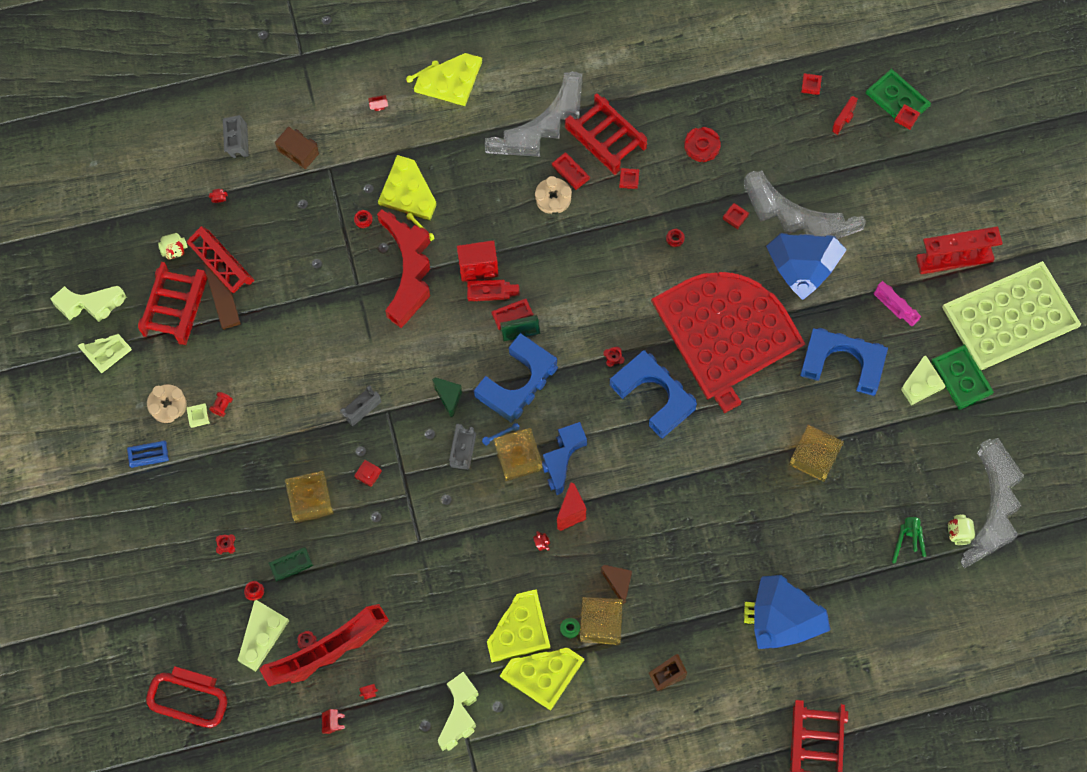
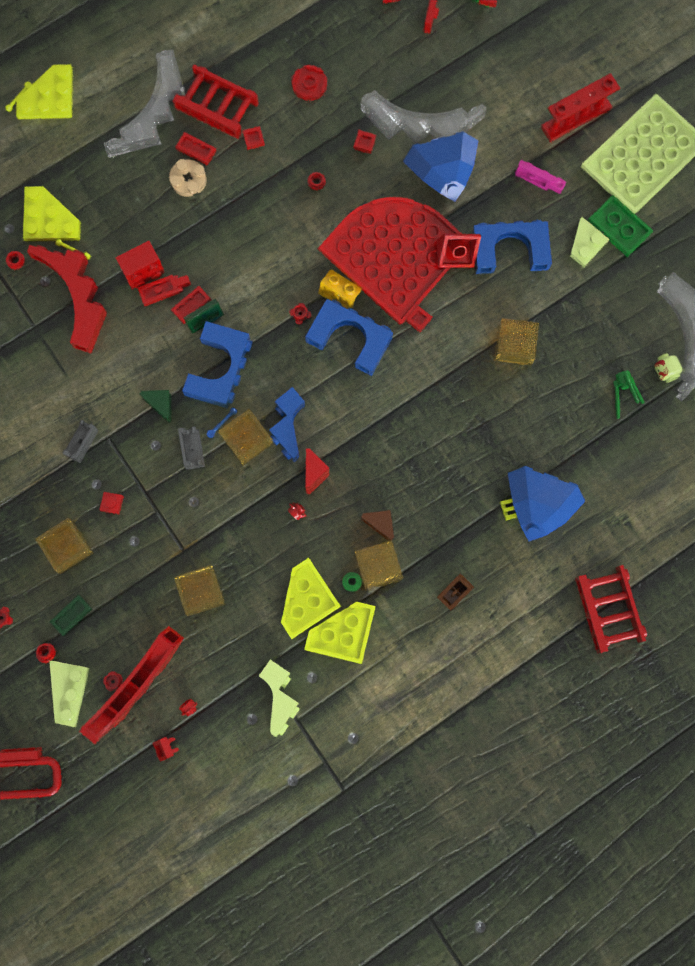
camera: 25 degrees left, 10 degrees up
(420, 583) = (199, 590): none -> clear yellow brick
(659, 345) = (339, 289): none -> yellow bracket
(788, 346) = (457, 250): none -> red slope

